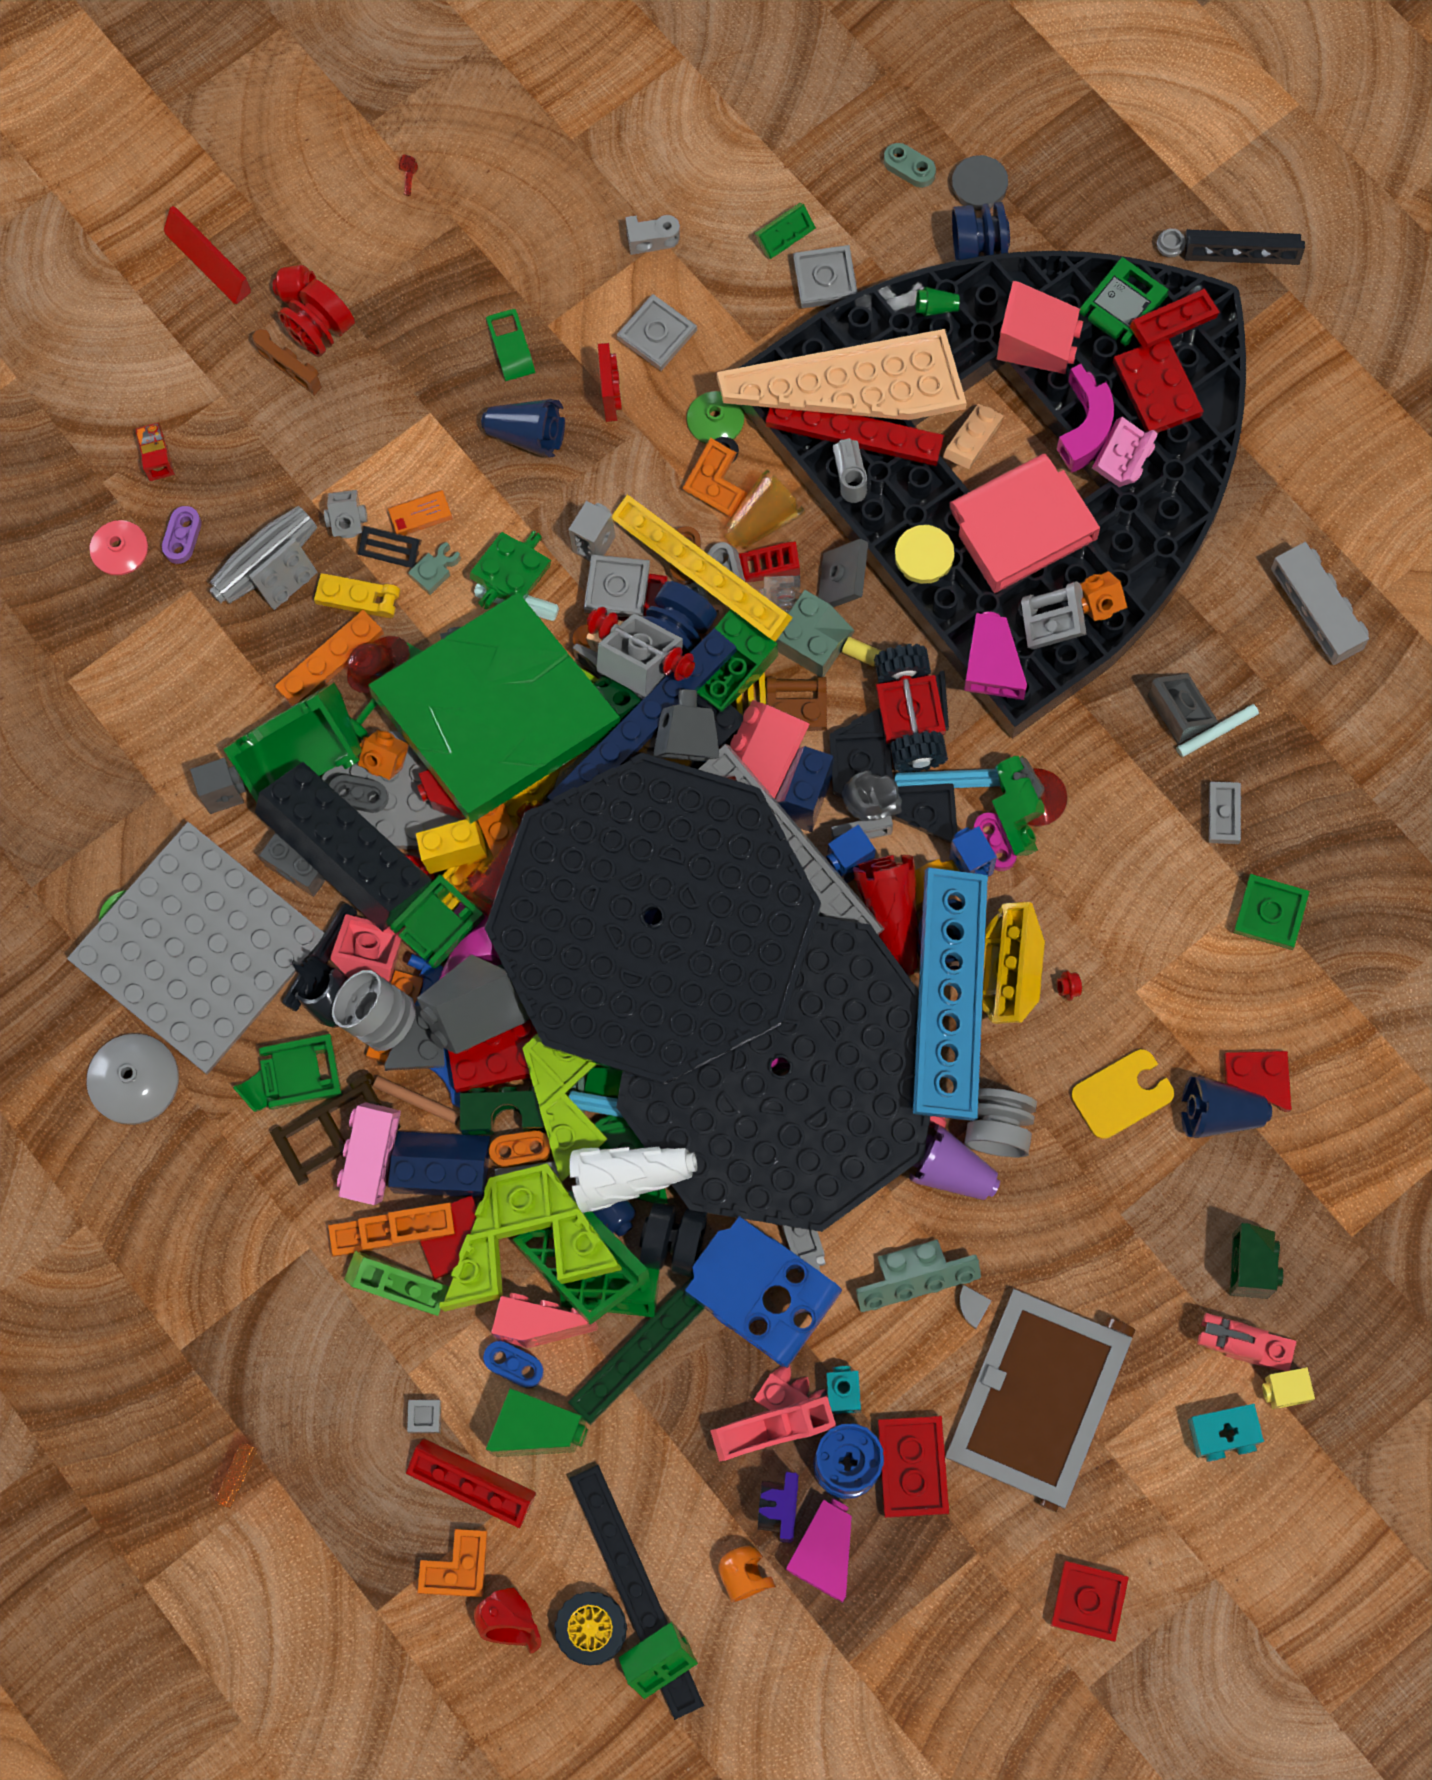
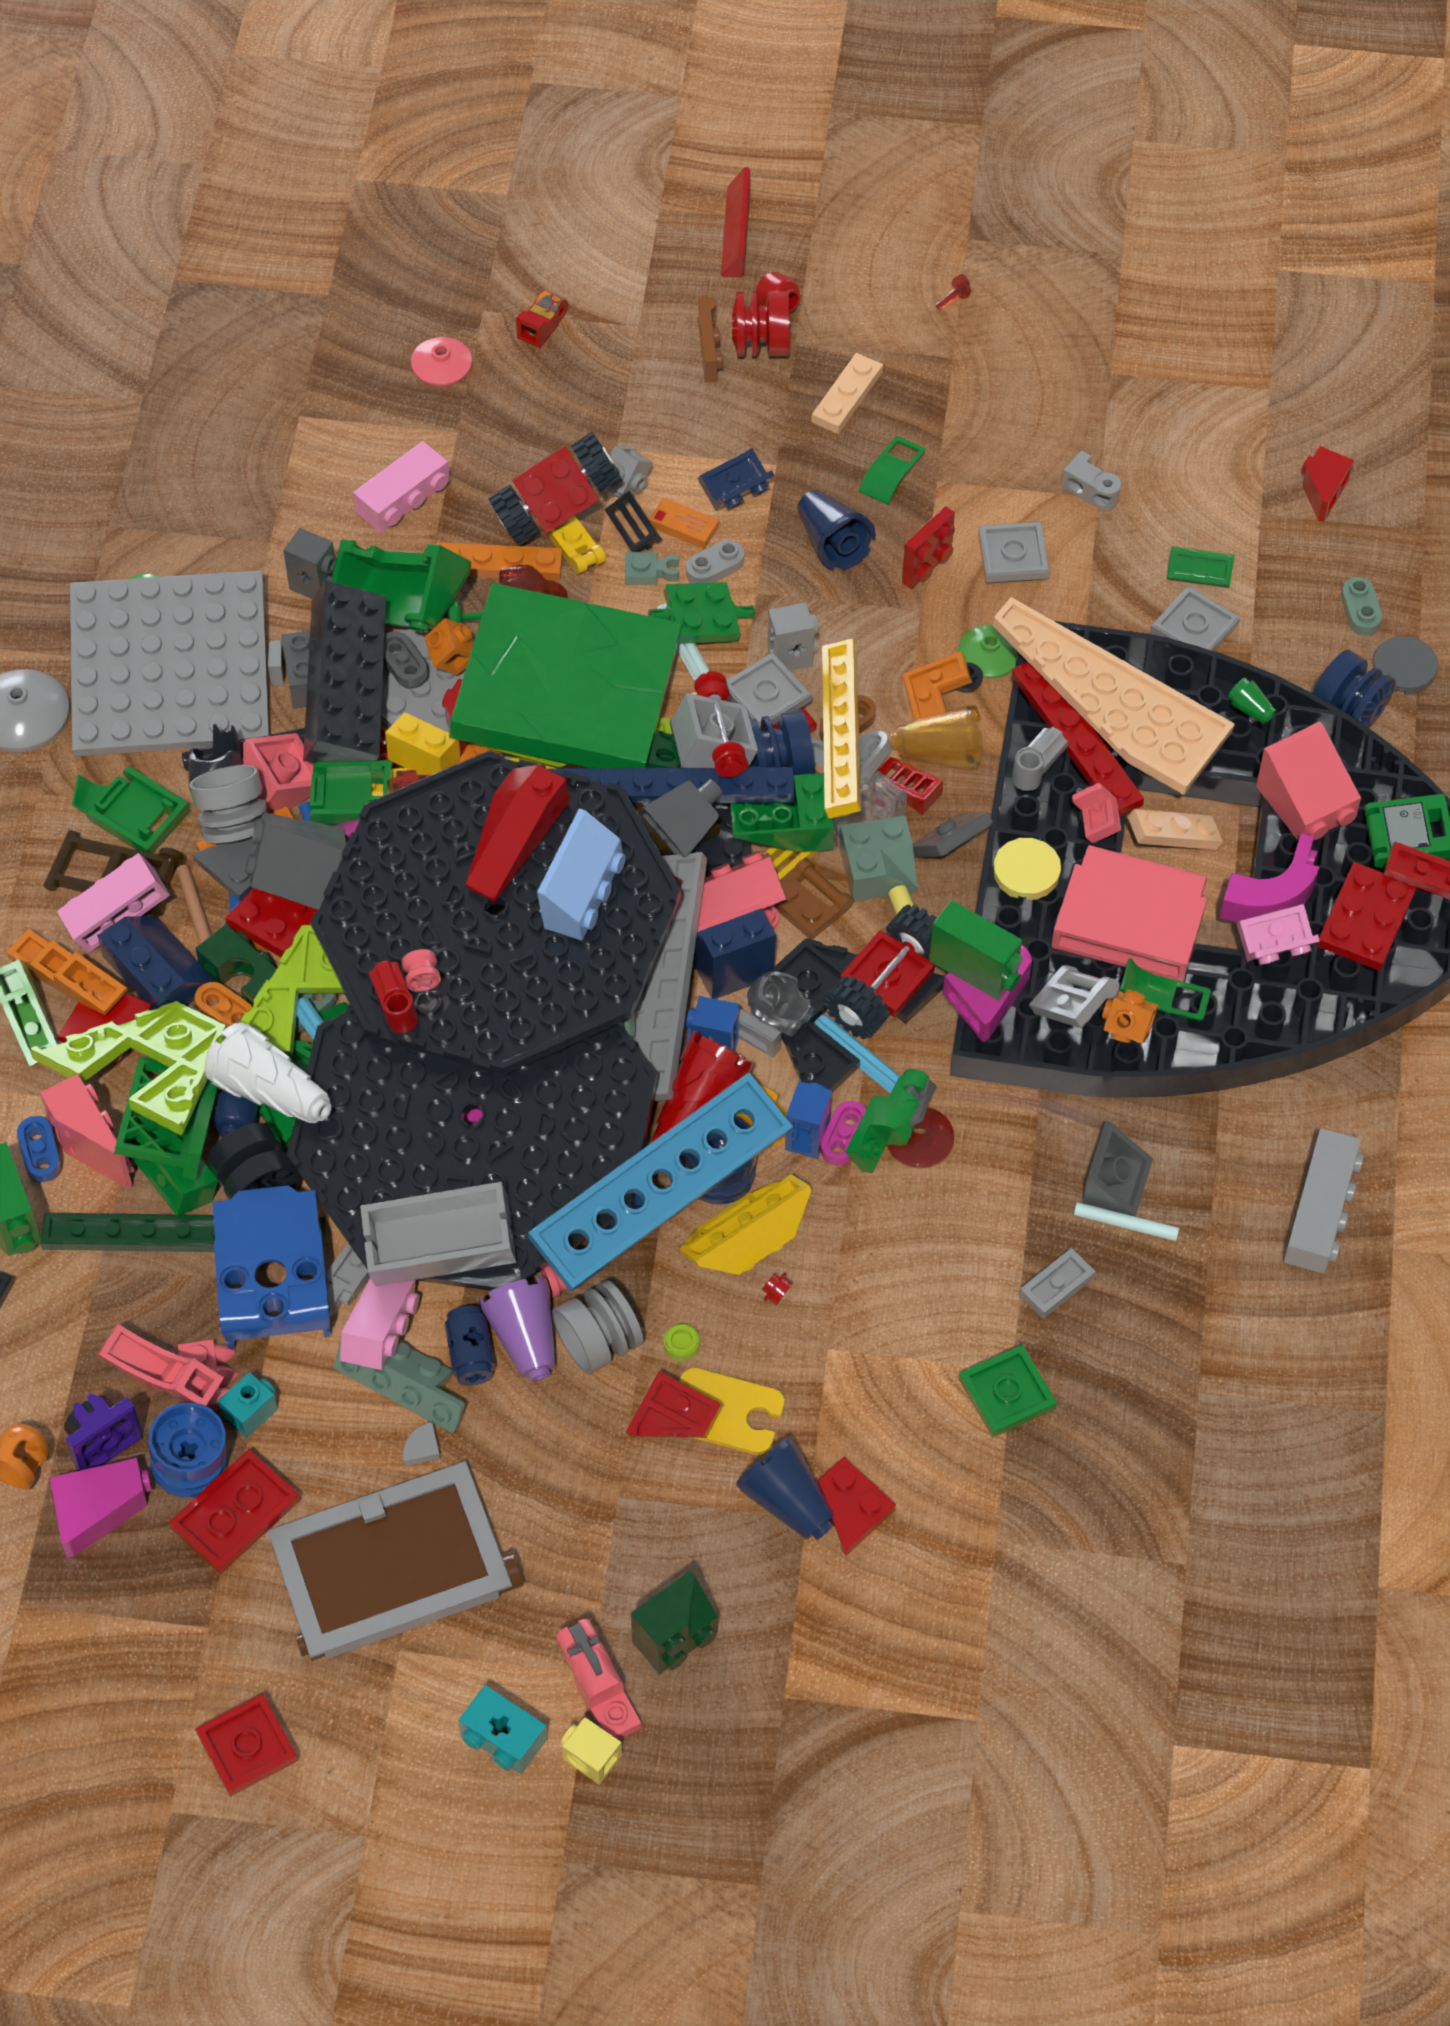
camera: 40 degrees right, 15 degrees down
(181, 536) = (491, 389): medium lavender plate -> none
(206, 668) = (401, 487): none -> bright pink brick
(269, 562) = (518, 448): light grey plate -> none
(269, 876) = (276, 663): none -> light grey tile
(323, 574) = (555, 489): none -> plate
(420, 315) = (847, 393): none -> light nougat plate
(423, 450) = (735, 479): none -> dark blue bracket
(473, 521) = (716, 562): none -> light grey plate
(602, 842) = (514, 826): none -> red wedge
(661, 1008) = (421, 970): none -> coral wheel
(661, 1042) = (394, 996): none -> red piece
(700, 844) = (580, 877): none -> light blue slope
(796, 94) = (1325, 479): none -> red slope
(855, 1167) = (438, 1234): none -> light grey piece
(868, 1257) = (377, 1322): none -> bright pink brick
(918, 1205) = (469, 1345): none -> dark blue piece
(930, 473) = (1098, 811): none -> coral bracket
(980, 647) = (976, 950): none -> green brick
(1049, 1077) = (681, 1342): none -> lime tile
(1090, 560) = (1161, 990): none -> green piece
(1099, 1127) = (674, 1411): none -> red wing

